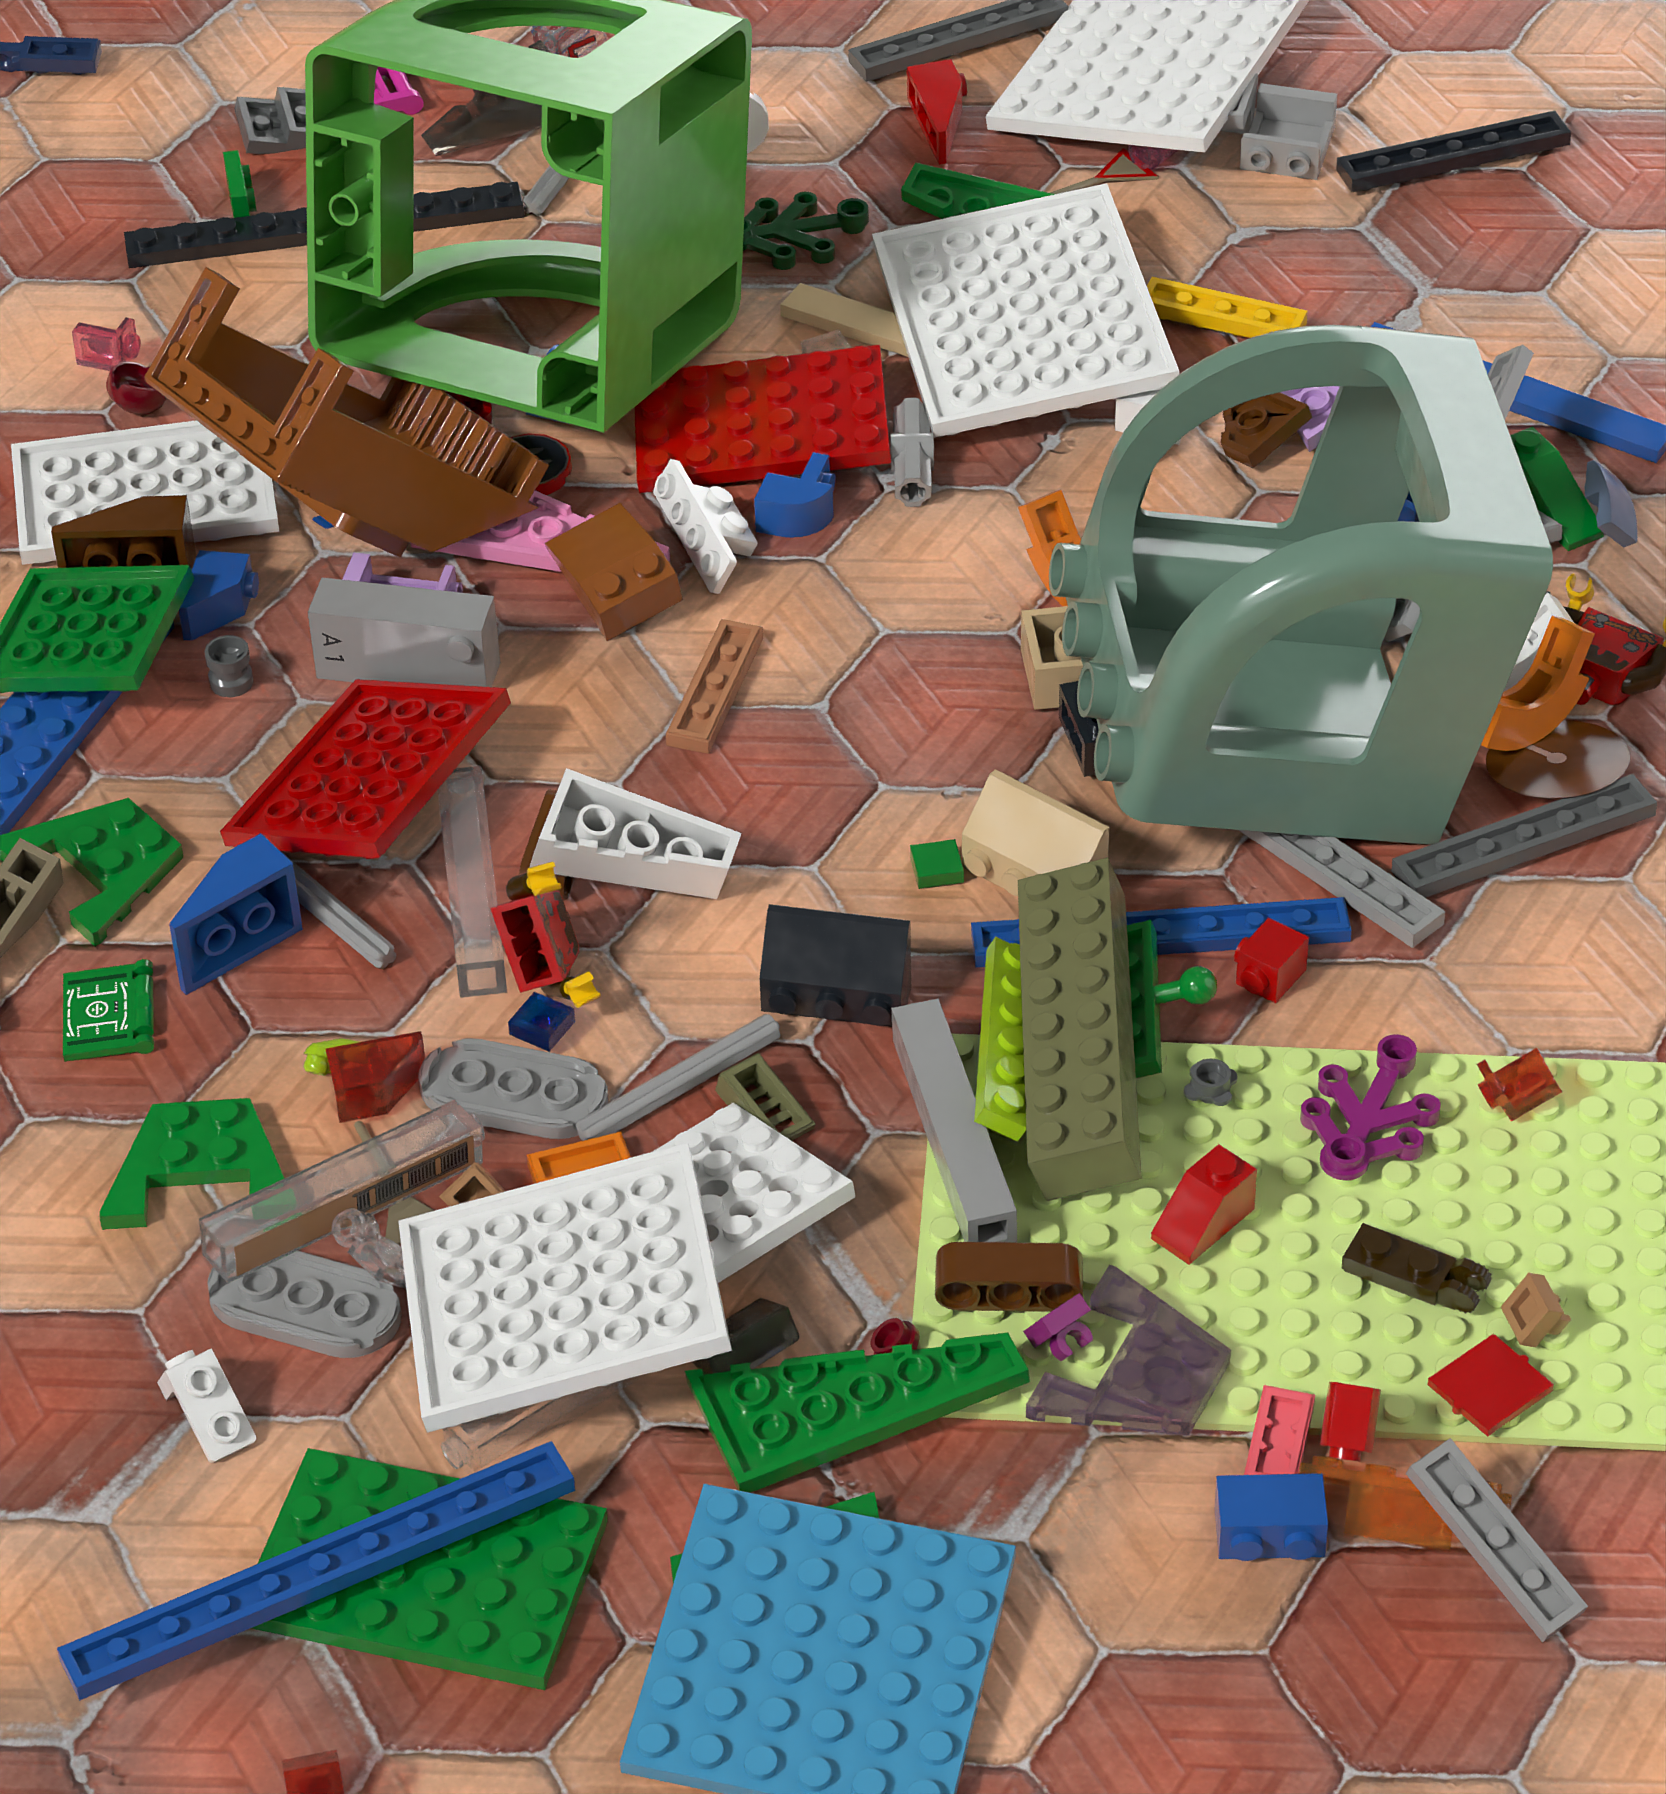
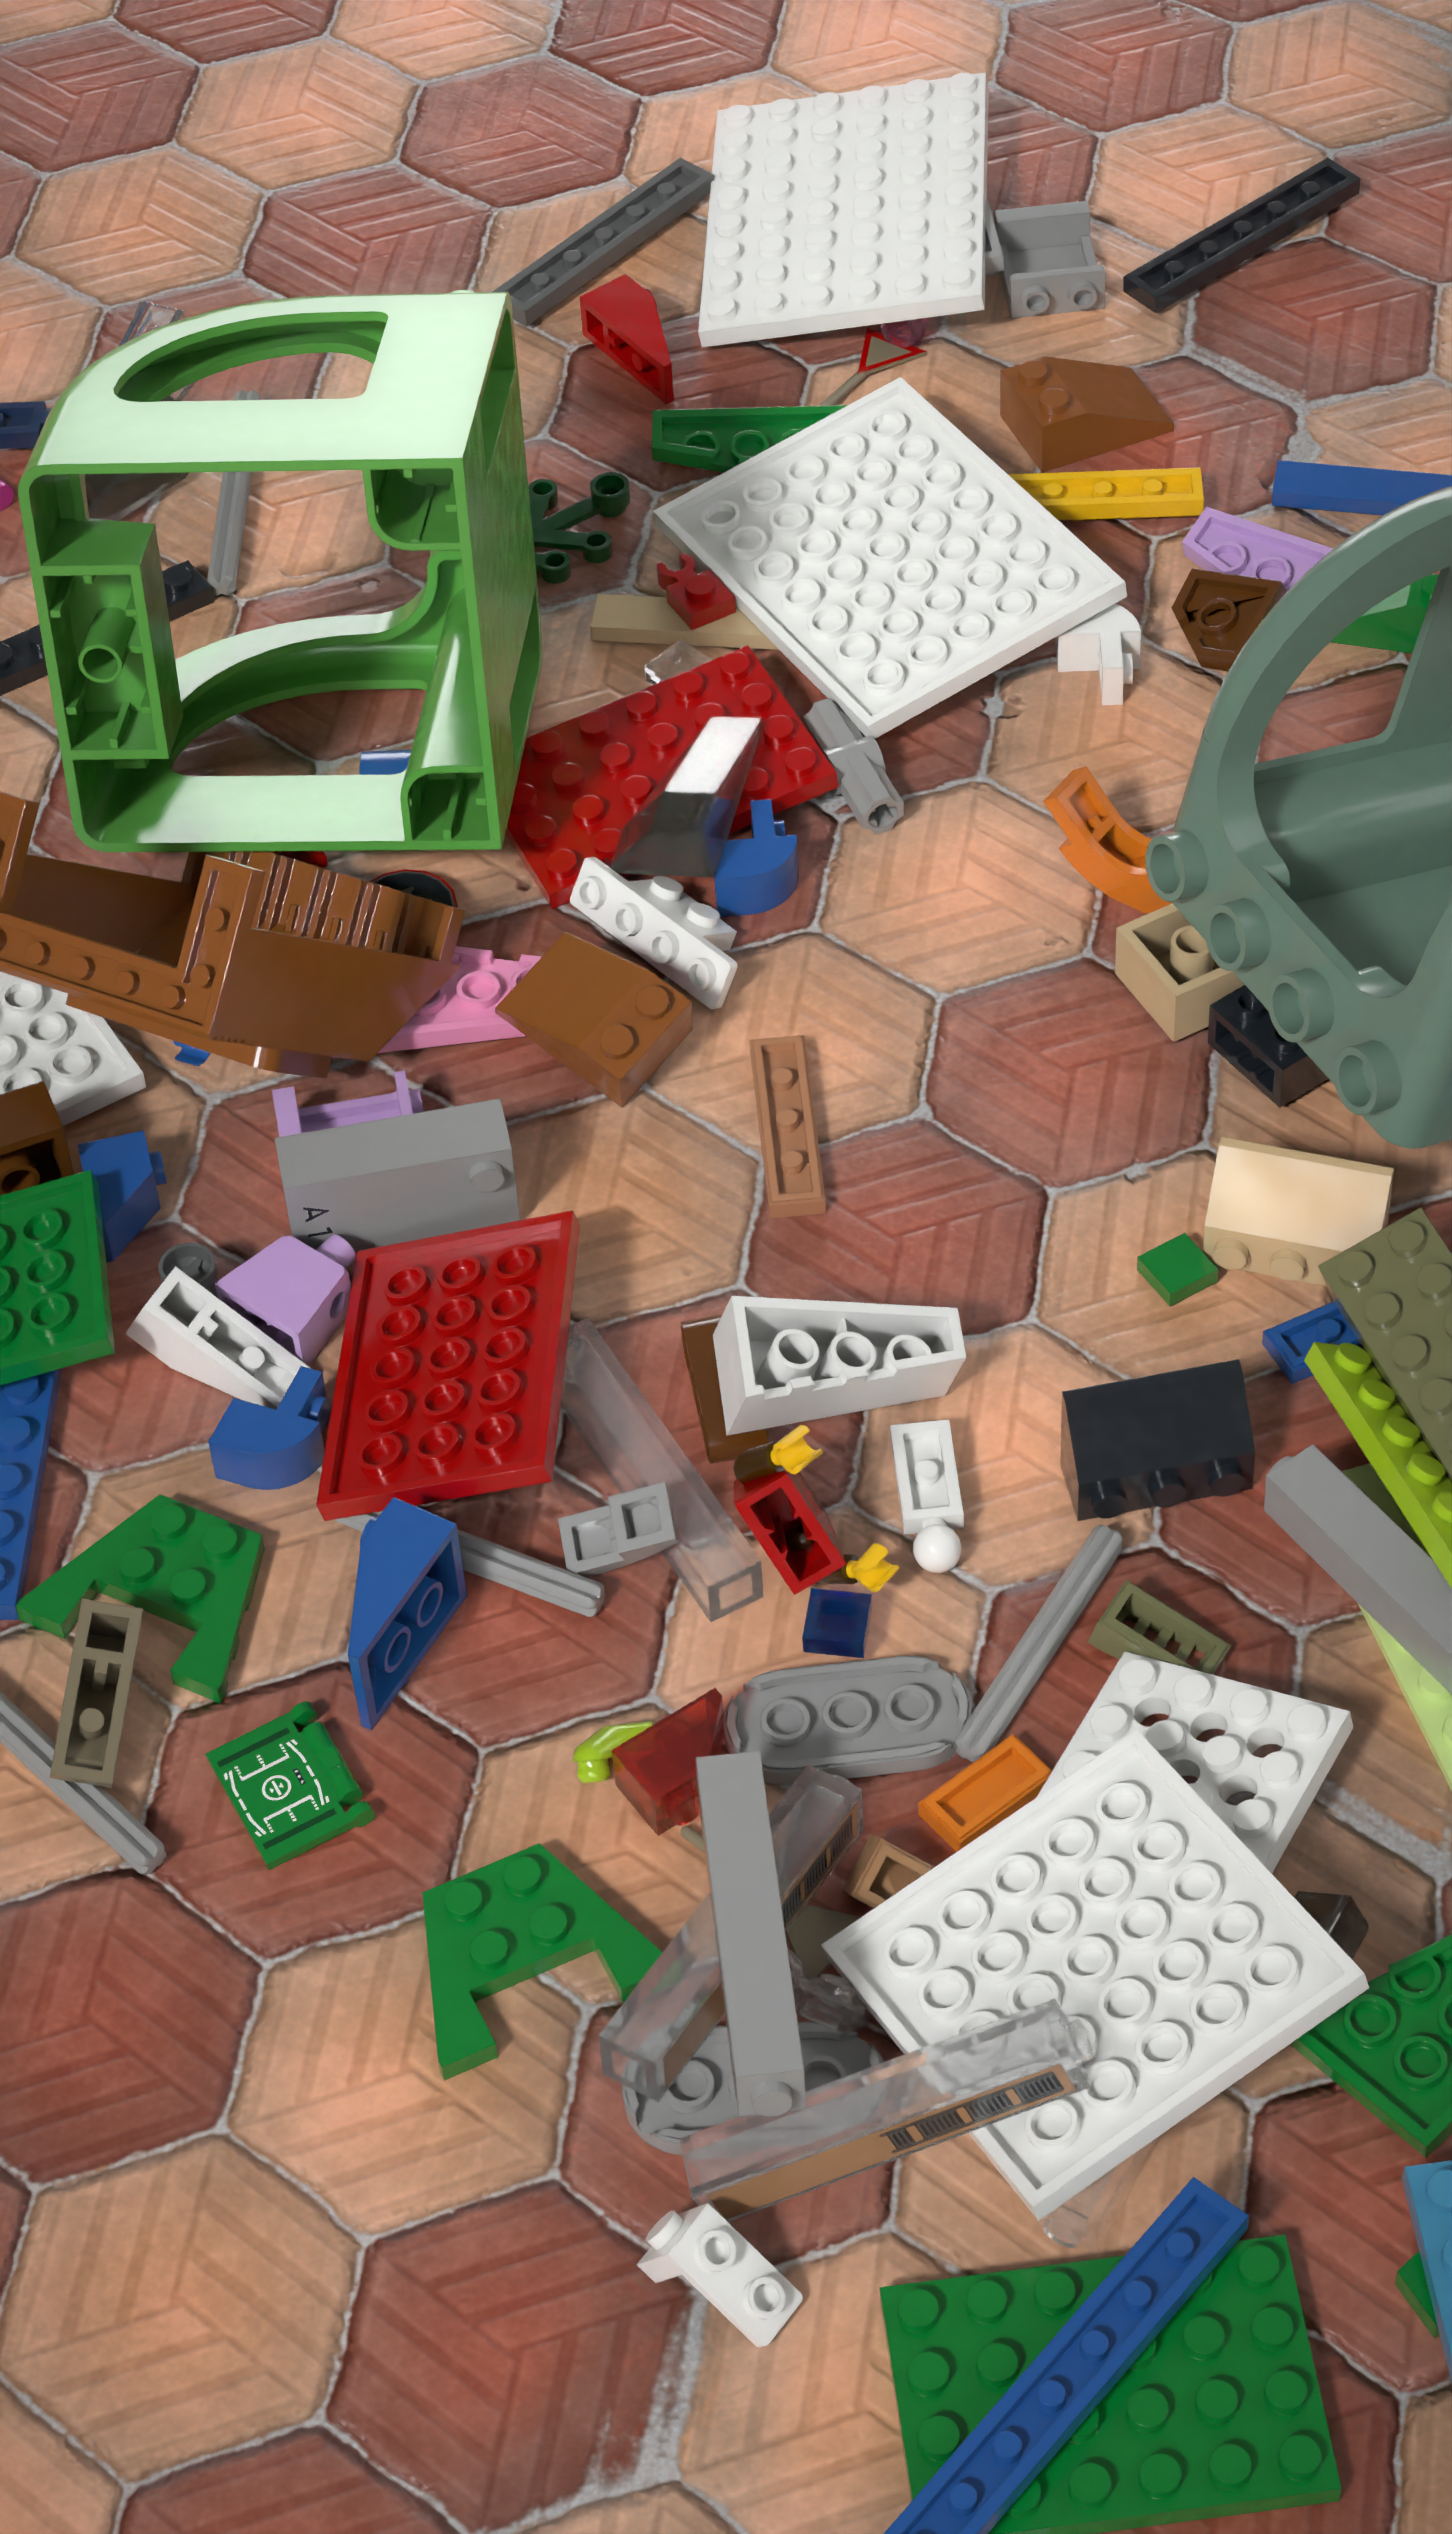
camera: 20 degrees left, 5 degrees up
(218, 787) = (273, 1446): none -> blue brick
(221, 710) = (213, 1342): none -> white slope
(291, 694) = (293, 1292): none -> lavender torso
(333, 1184) = (750, 1935): none -> light grey brick
(363, 1329) = (889, 2111): none -> clear brick
(419, 913) = (619, 1533): none -> light grey slope
(660, 955) = (928, 1491): none -> white plate
(768, 441) = (693, 806): none -> clear smoke wedge
(869, 301) = (695, 596): none -> red plate
(1244, 245) = (1077, 409): none -> dark orange slope

